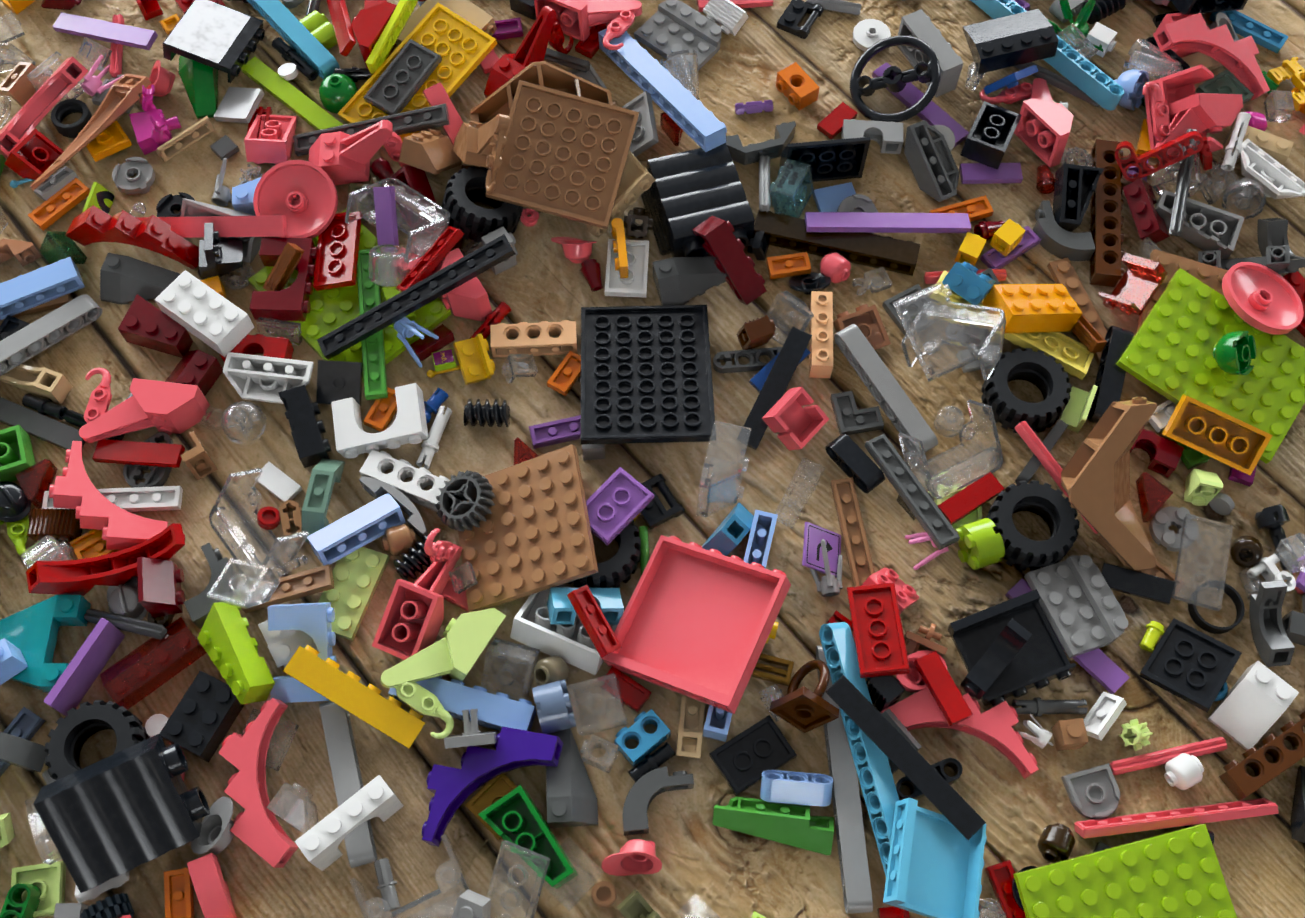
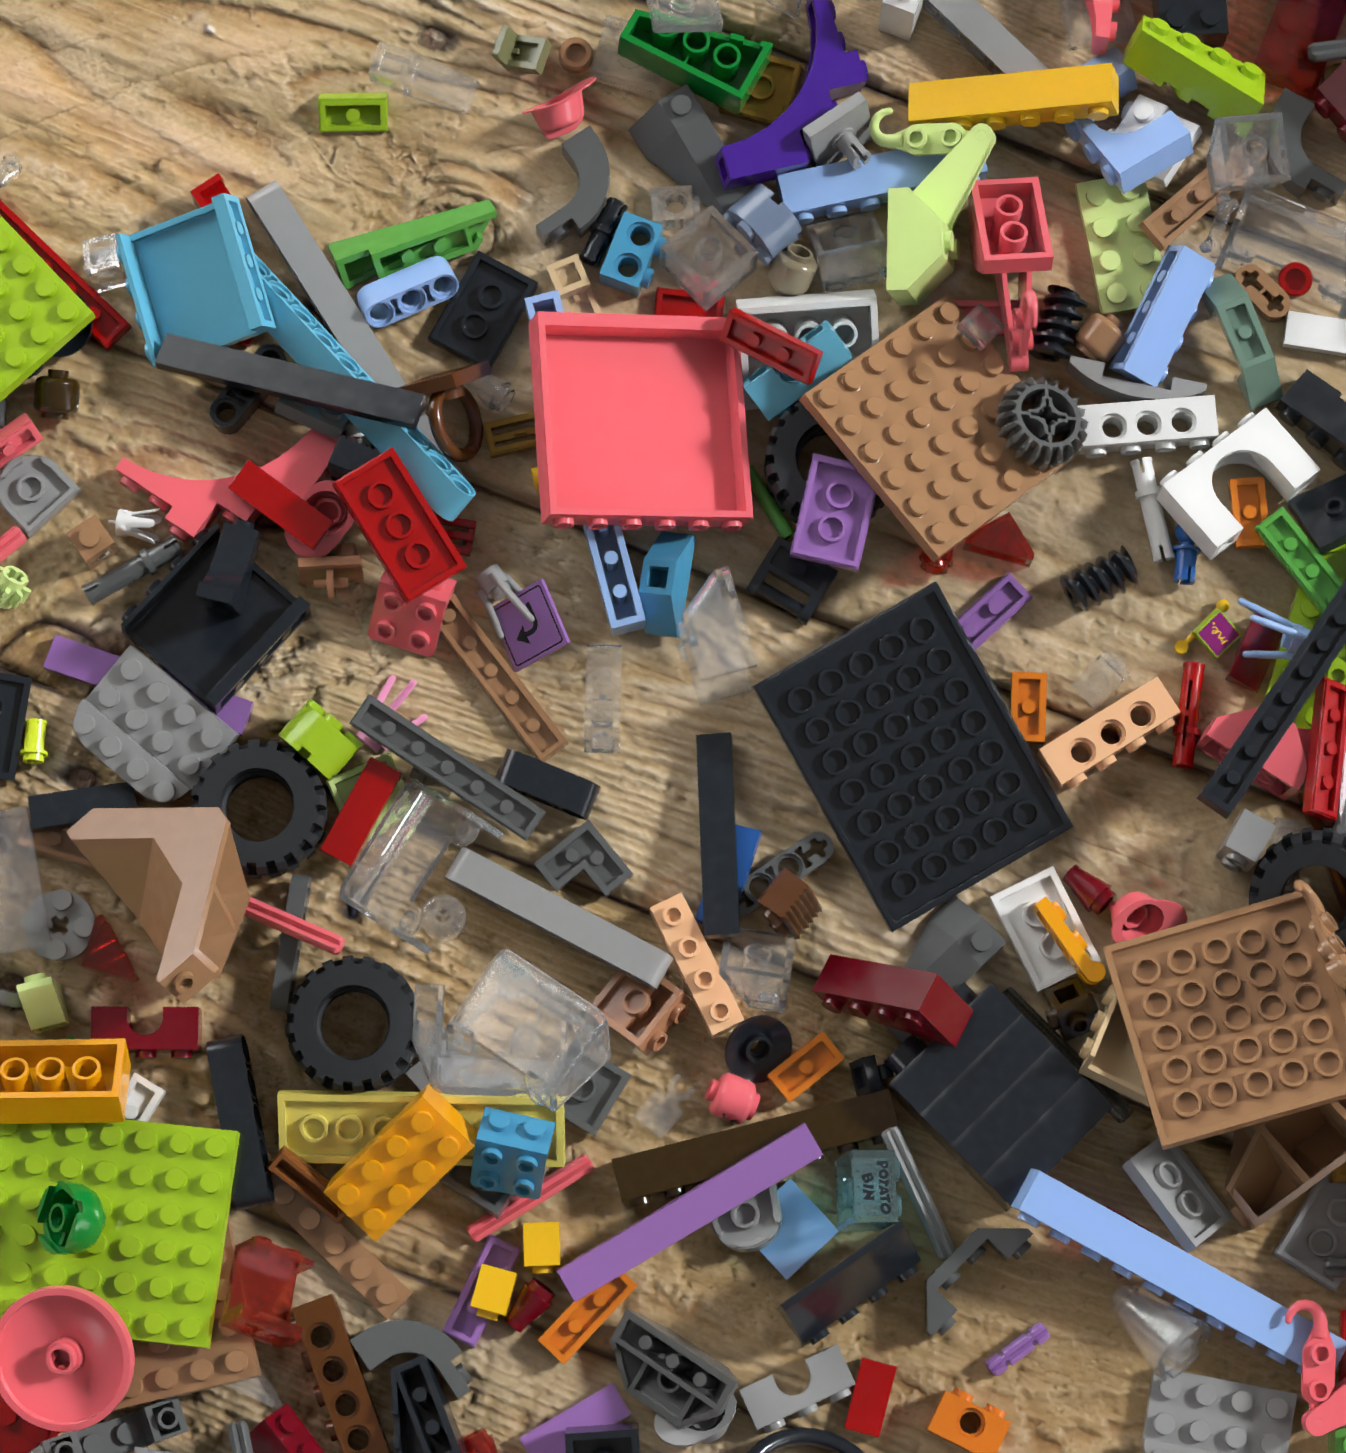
camera: 150 degrees right, 15 degrees up
(474, 359) = (1172, 649): yellow bracket -> none
(793, 422) = (662, 794): coral piece -> none
(1078, 408) = (269, 1049): yellowish green panel -> none
(1103, 715) = (60, 592): white plate -> none

